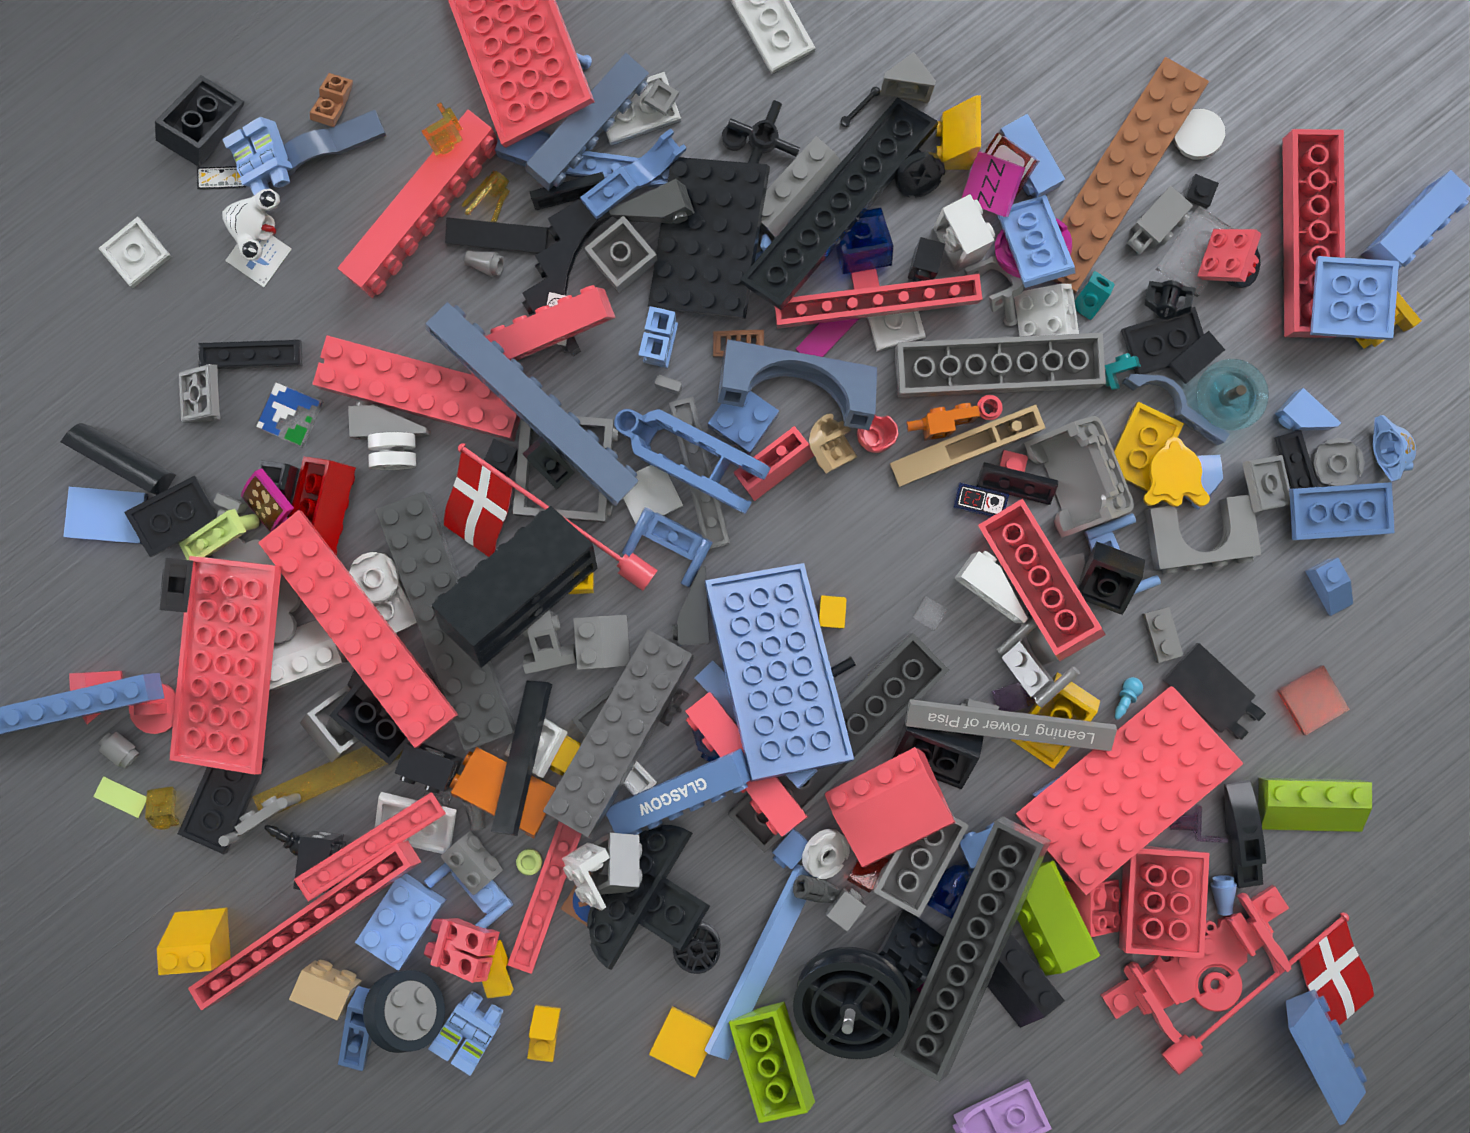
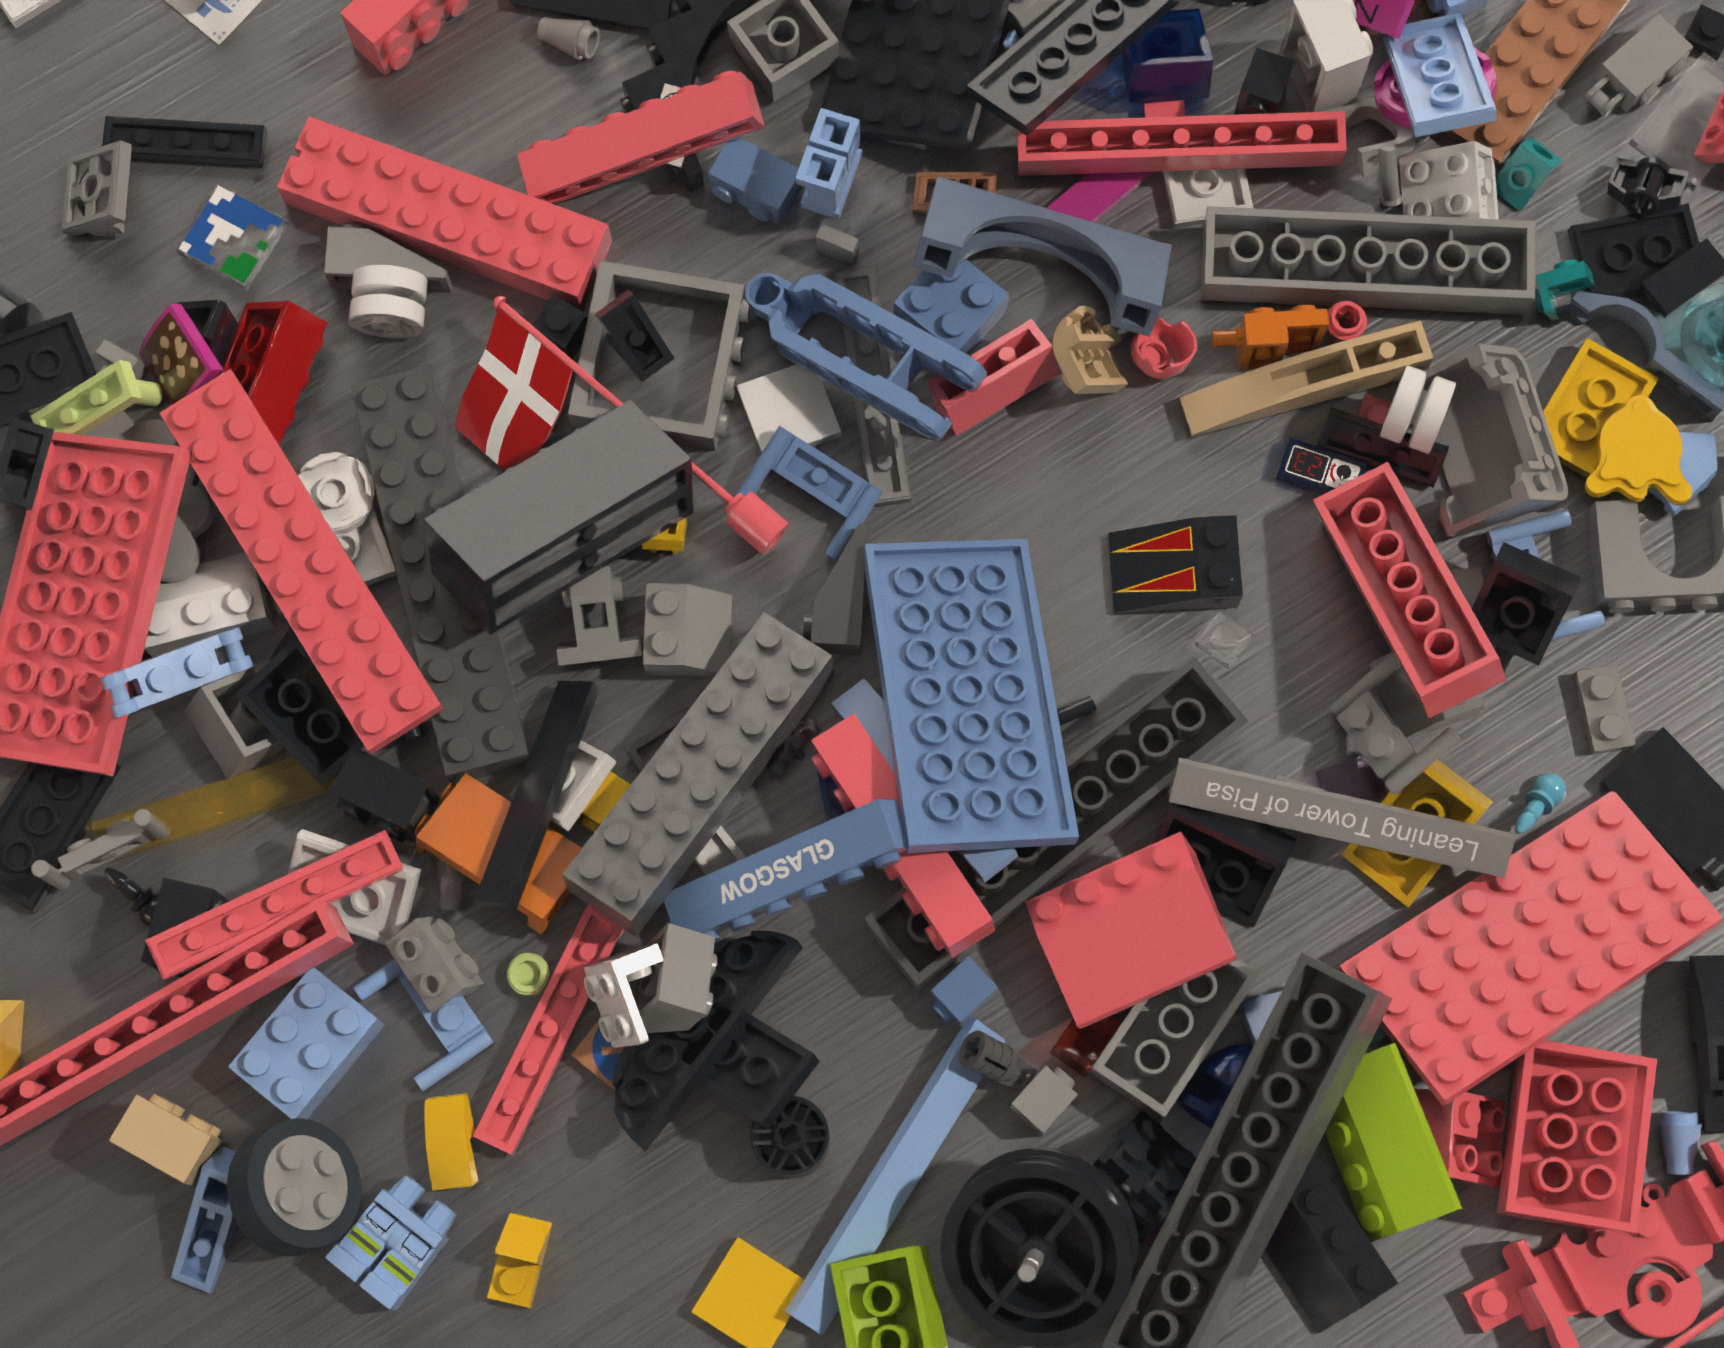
camera: 10 degrees right, 10 degrees down
(290, 705) = (176, 672): none -> light blue plate
(462, 948) = (386, 1092): coral hips -> none
(532, 404) = (620, 244): sand blue brick -> none
(612, 347) = (754, 180): none -> medium blue brick
(816, 848) = (1001, 994): white tile -> none
(832, 611) = (1065, 618): yellow panel -> none
(896, 571) = (1176, 566): none -> black slope
(989, 583) = (1323, 594): white slope -> none
(1038, 464) = (1418, 409): none -> white wheel
(1194, 824) = (1635, 1017): clear purple bracket -> none

